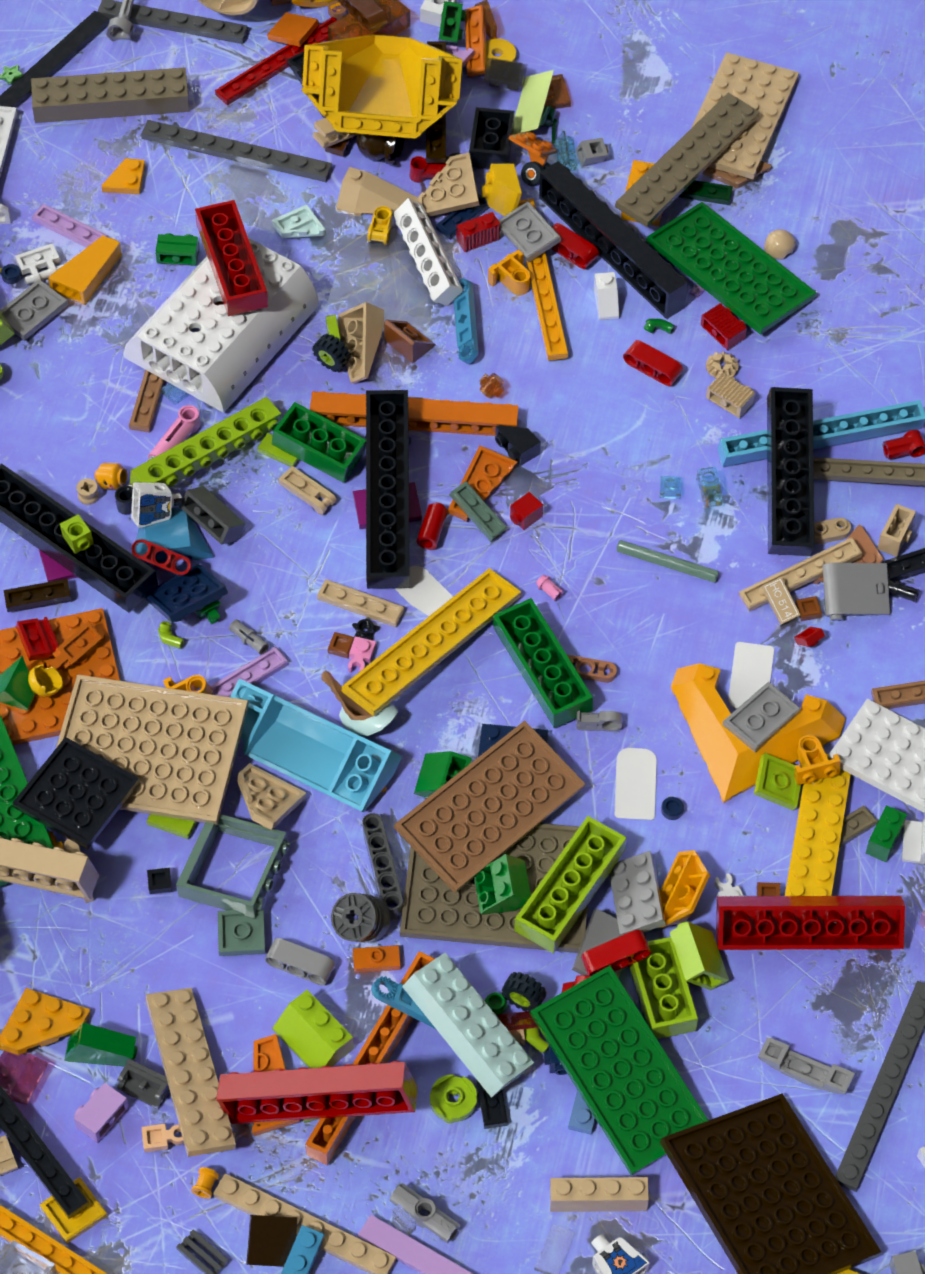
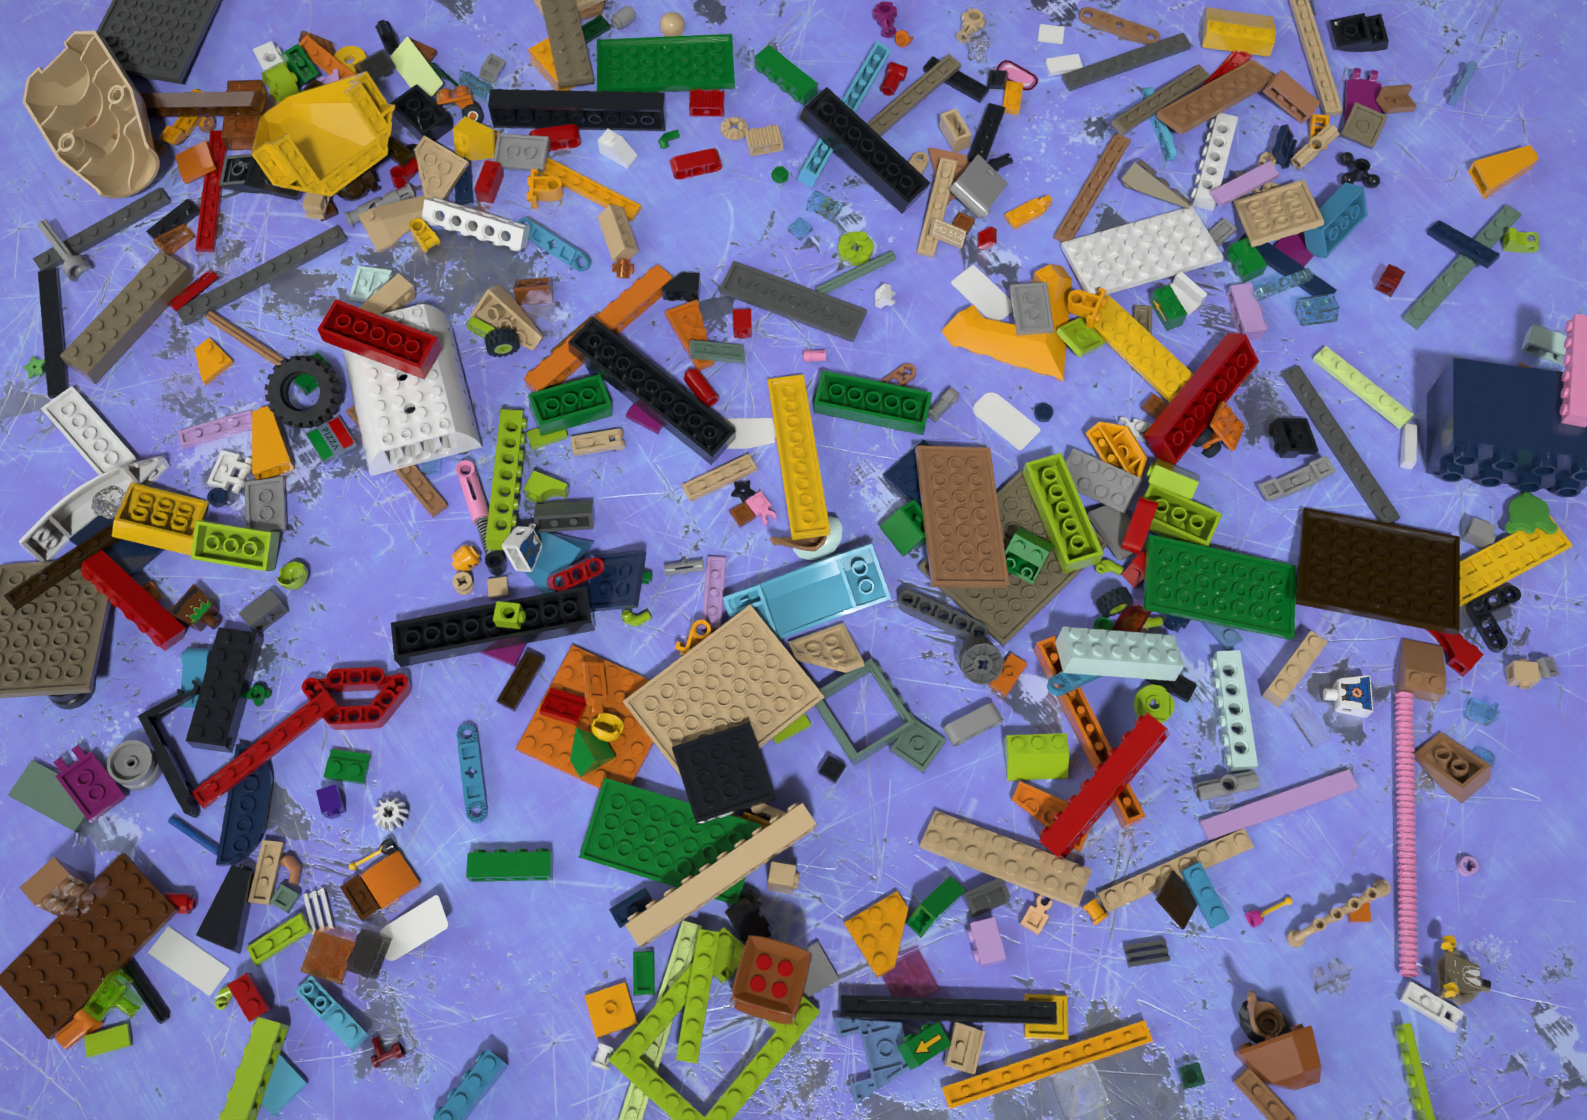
camera: 50 degrees left, 10 degrees up
(23, 907) = (783, 878): none -> tan brick
(107, 519) = (498, 587): none -> tan tile
(132, 307) = (331, 440): none -> tile
(134, 237) = (279, 391): none -> black tyre
(167, 188) = (244, 338): none -> medium nougat axle
(168, 116) = (192, 290): none -> red tile
(202, 71) = (171, 247): none -> clear orange slope
(226, 58) = (180, 215): none -> black plate
(226, 482) = (542, 487): none -> lime arch
(299, 248) = (391, 296): none -> tan brick
(395, 178) = (390, 197): none -> light grey piece
(422, 23) = (280, 81): none -> lime brick
(487, 1197) = (1232, 662): none -> light aqua brick
(521, 356) = (617, 233): none -> tan brick
(546, 59) = (387, 36): none -> black piece
(560, 966) = (1108, 566): none -> lime arm
(588, 534) = (793, 301): none -> dark grey plate
(663, 597) = (883, 296): none -> white tile
(698, 533) = (853, 239): none -> lime plate
(709, 432) = (779, 174): none -> green plate
(746, 204) = (623, 17): none -> light grey brick
(796, 966) = (1226, 428): none -> orange plate
(817, 361) = (786, 75): none -> green brick
(850, 1034) = (1292, 437): none -> black plate
(875, 651) = (1028, 212): none -> light orange hinge

